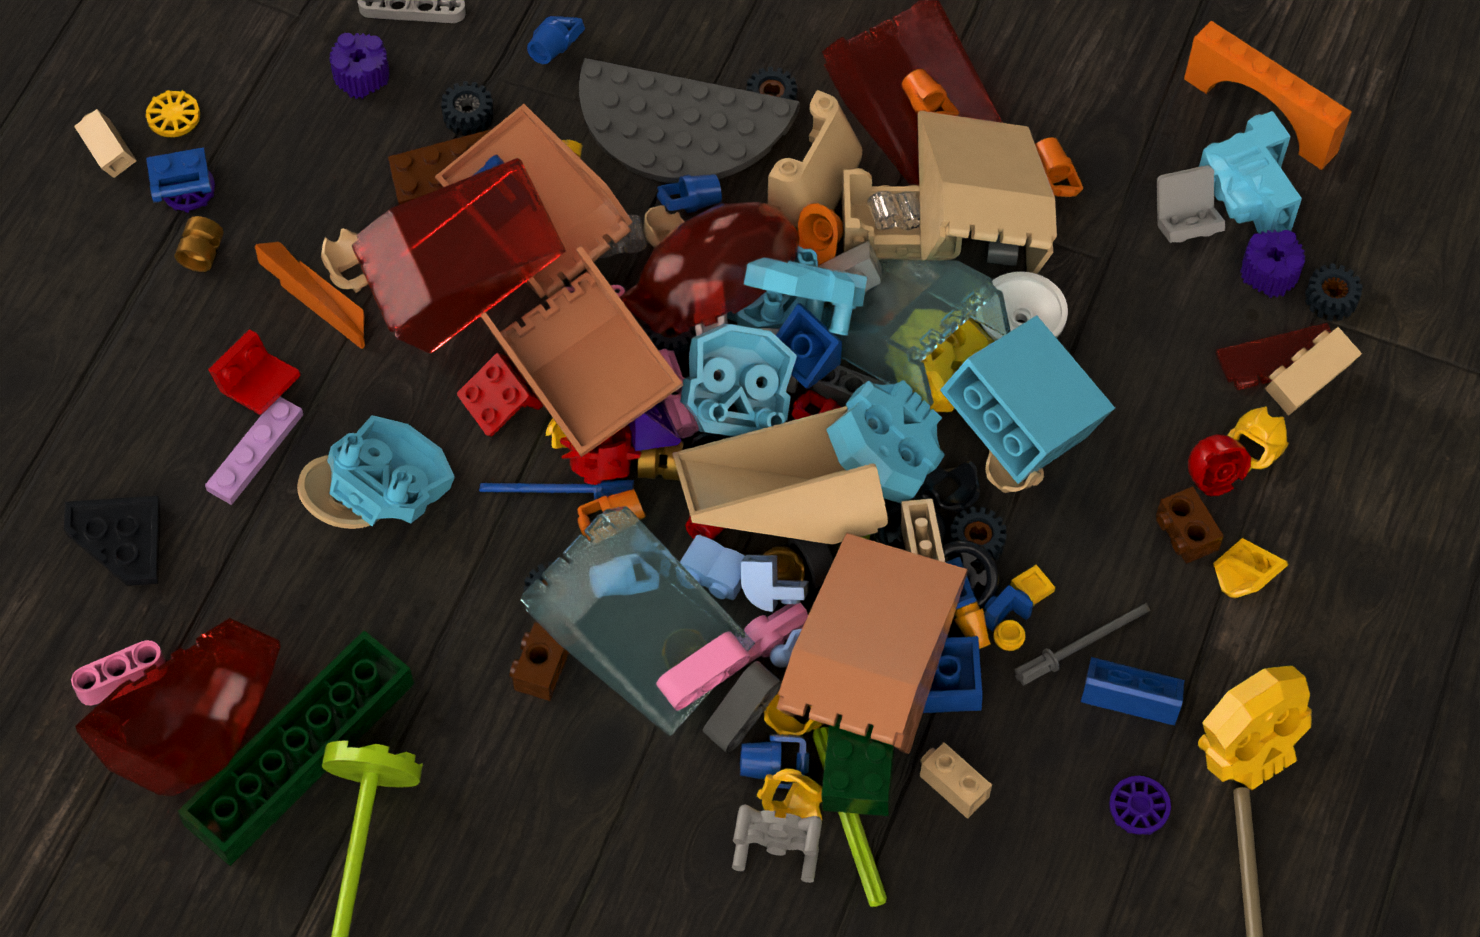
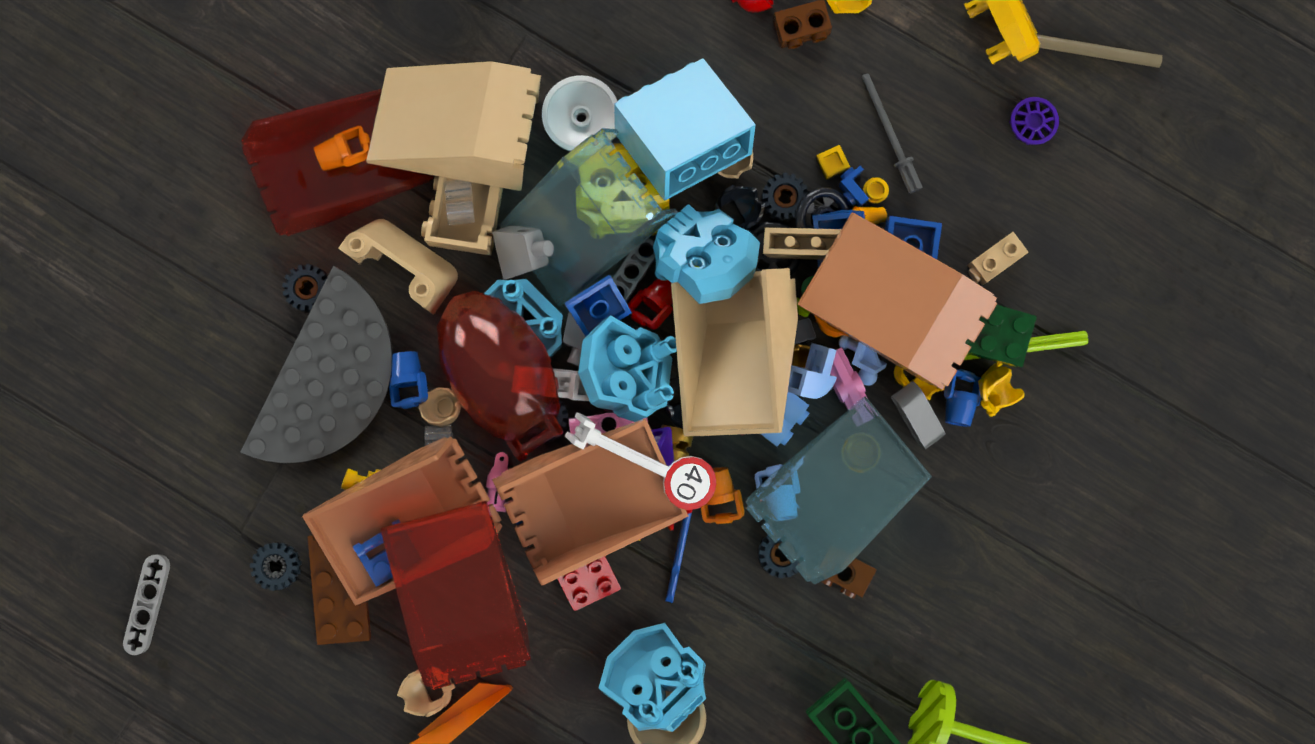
camera: 80 degrees left, 25 degrees up
(359, 64) = (197, 664): dark purple brick -> none
(554, 37) = (212, 479): blue piece -> none
(620, 442) = (686, 482): none -> white piece
(703, 670) = (890, 442): bright pink beam -> none
(778, 837) = (1035, 404): light grey plate -> none
(814, 283) = (556, 295): medium azure brick -> none
(820, 231) = (473, 272): orange piece -> none
(1058, 168) = (429, 52): orange piece -> none
(1133, 691) = (938, 101): blue slope -> none

